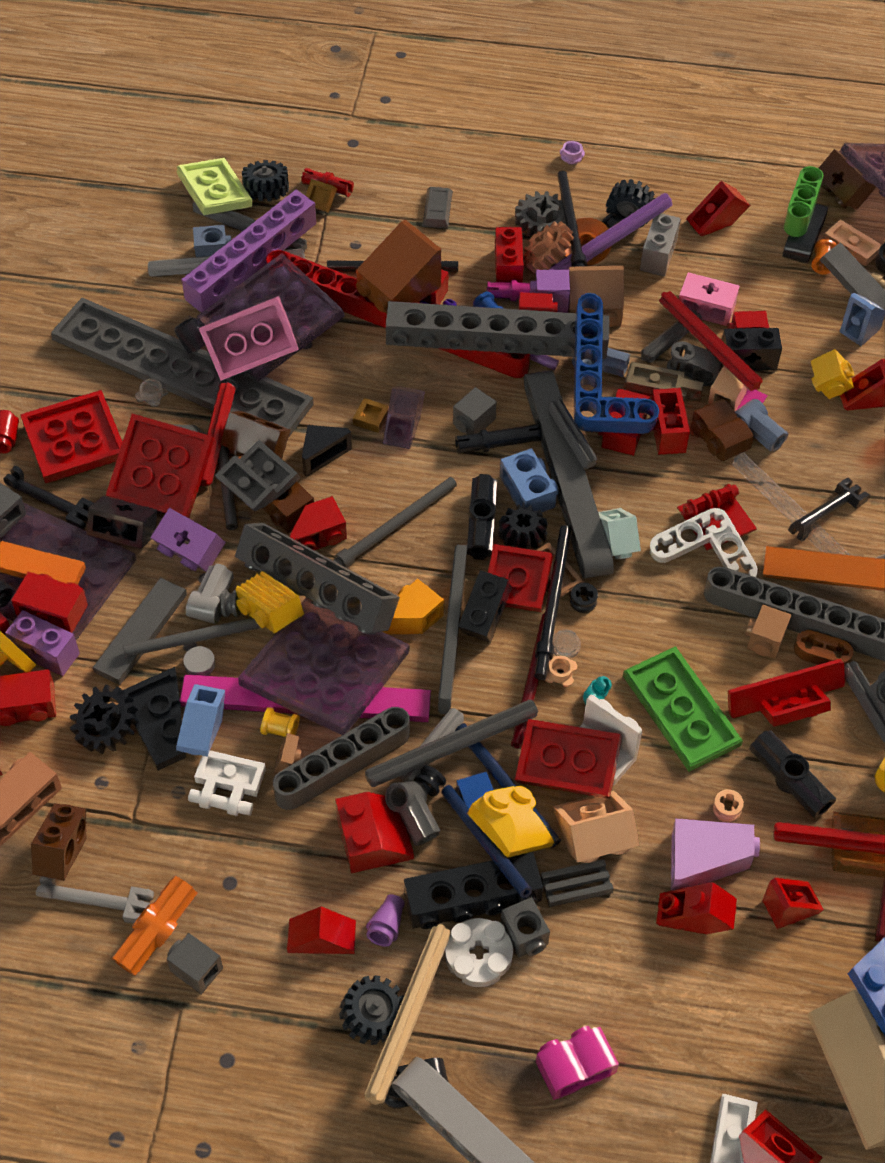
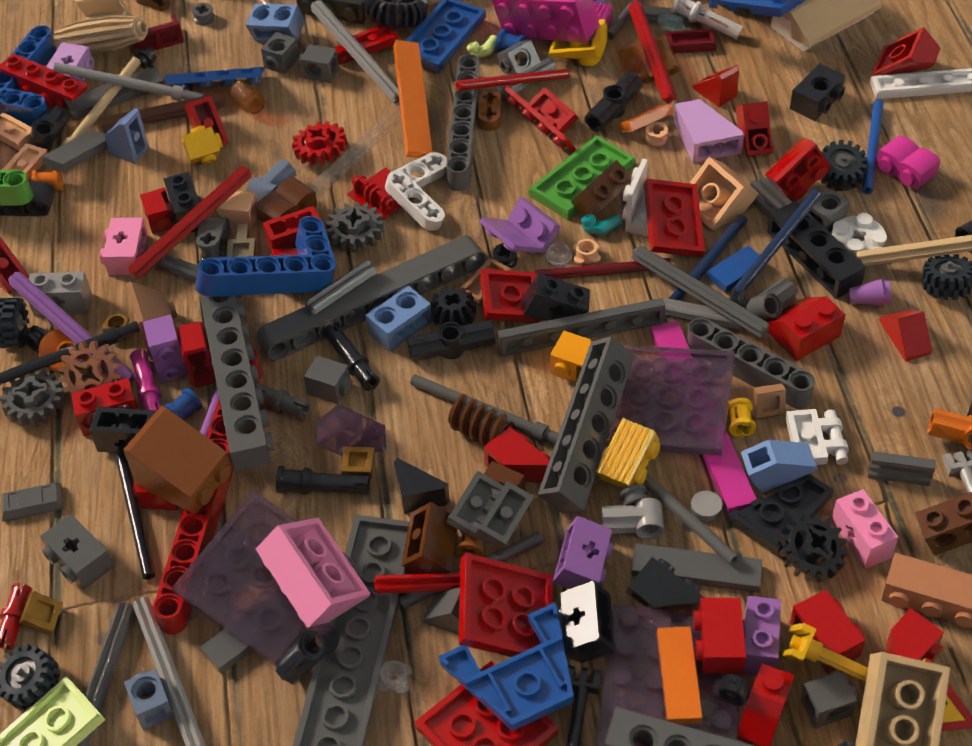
camera: 105 degrees left, 5 degrees down
(85, 463) = (524, 684): none -> blue wing
(101, 770) = (864, 528): none -> bright pink brick
(122, 588) = (661, 589): none -> black slope
(151, 838) = (901, 468): none -> dark grey tile
(249, 250) = (166, 635): medium lavender brick -> none
(366, 222) = (76, 551): none -> dark grey brick
(368, 377) = (306, 481): none -> black pin
(370, 506) = (475, 422): none -> reddish brown piece
(466, 377) = (283, 402): none -> dark grey pin
(471, 262) = (116, 427): none -> black brick
(510, 821) = (752, 231): yellow slope -> none
(545, 647) = (577, 259): black bar -> none
(588, 906) = (798, 170): none -> red slope
(594, 978) = (846, 165): none -> black wheel
(602, 605) = (525, 230): none -> medium lavender bracket
(620, 532) = (428, 236): light aqua slope -> none
(631, 1046) = (872, 150): none -> blue piece
(636, 701) = (602, 190): none -> reddish brown brick
(669, 477) = (354, 227): none -> dark grey gear
(738, 994) = (817, 92): none -> black brick
(753, 798) = (645, 118): none -> orange tile
(767, 631) = (491, 137): medium nougat brick -> none
(807, 474) = (319, 143): none -> red gear
(844, 495) = (379, 133): black hinge -> none
(856, 677) = (512, 79): none -> red piece

